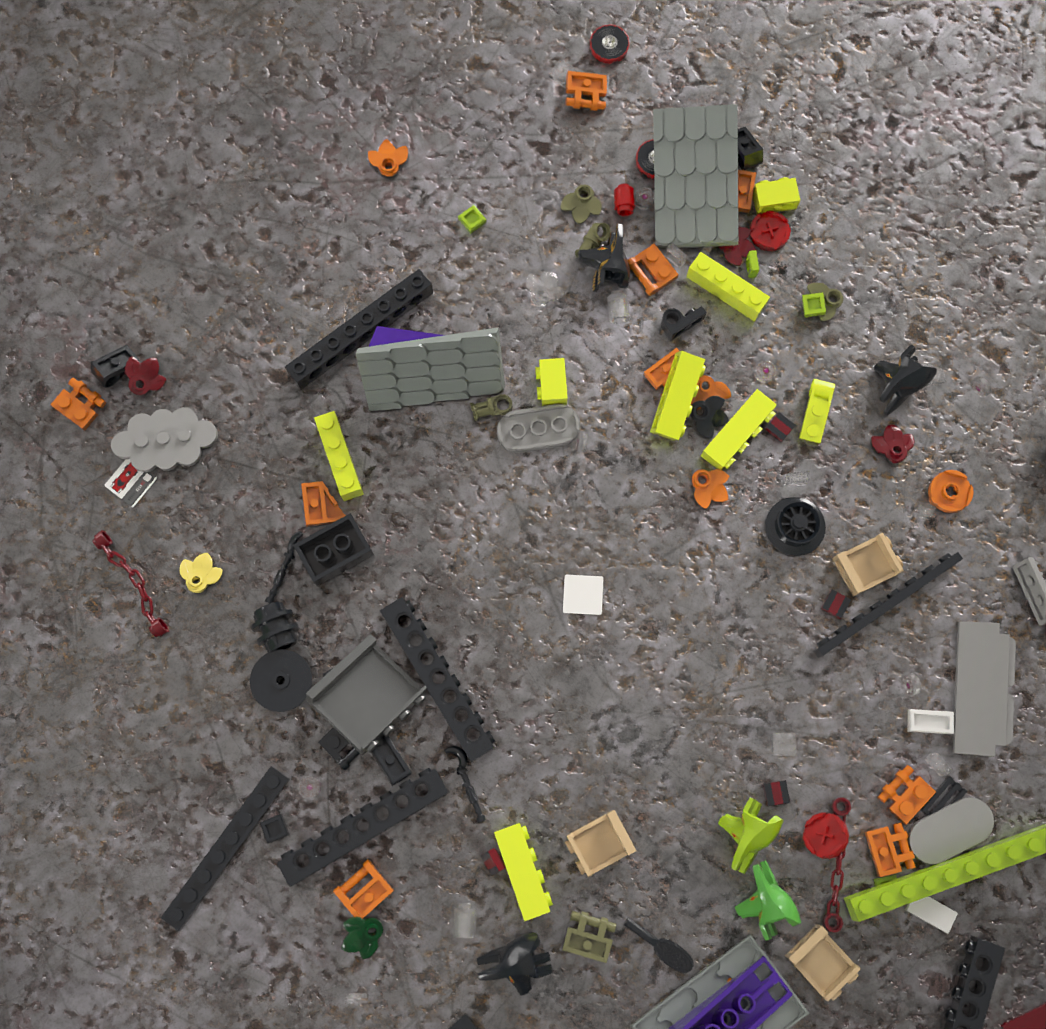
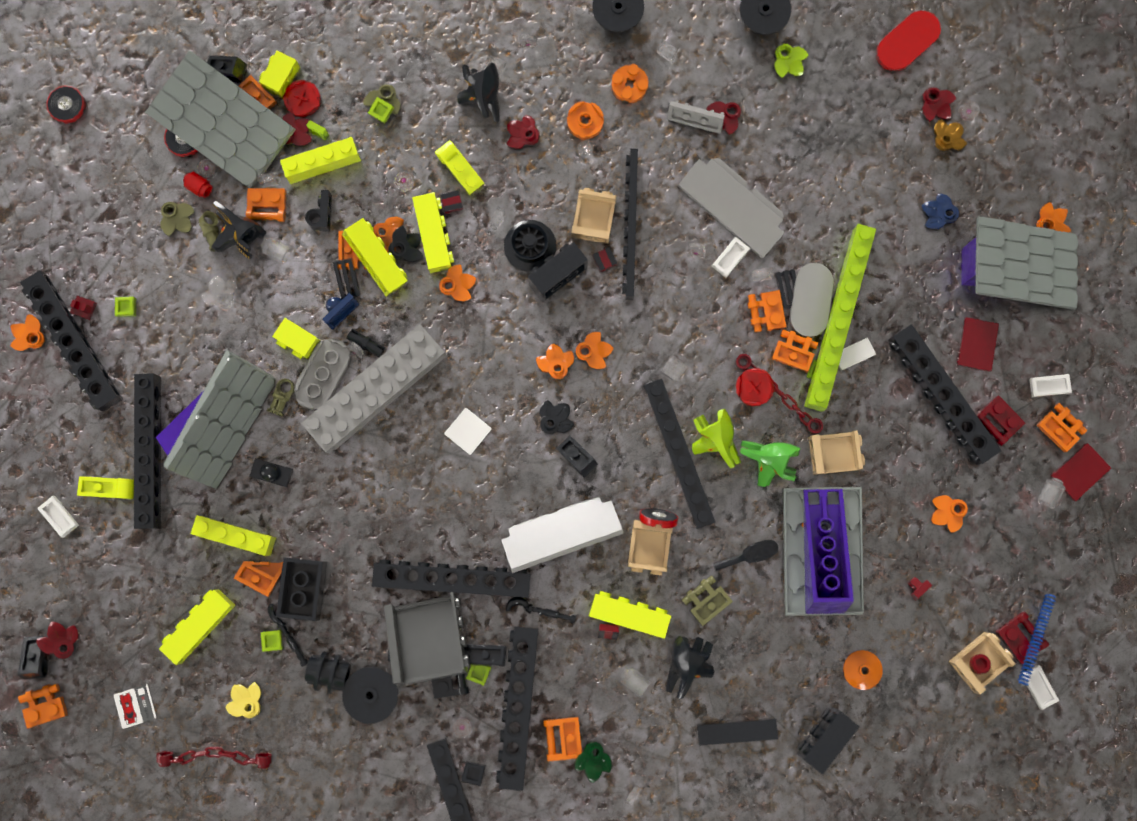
camera: 55 degrees left, 5 degrees up
(164, 439) = (121, 658): light grey plate -> none
(237, 483) = (197, 626): none -> neon yellow brick
(250, 297) = (58, 516): none -> white tile
(269, 557) = (271, 640): none -> lime tile
(303, 317) = (106, 487): none -> neon yellow plate
(368, 767) = (478, 674): none -> lime tile
(418, 448) = (271, 472): none -> black tile
(430, 133) = (31, 289): none -> black brick
(445, 185) = (82, 307): none -> dark red tile
(552, 749) = (561, 533): none -> slope
(559, 483) = (374, 389): none -> light grey brick
(586, 84) = (85, 145): orange plate -> none
(594, 445) = (365, 343): none -> black pin
(606, 400) = (339, 310): none -> dark blue tile
(627, 399) = (346, 278): none -> black tile
(633, 829) = (658, 516): none -> tile
(634, 712) = (577, 456): none -> black plate
(658, 666) = (557, 415): none -> black plate
(707, 808) = (679, 454): none -> black plate
(709, 626) = (553, 359): none -> orange plate
(746, 659) = (597, 350): none -> orange plate
(776, 793) = (703, 399): tile -> none
(791, 568) = (557, 271): none -> black brick
(1026, 498) = (632, 73): none -> orange plate

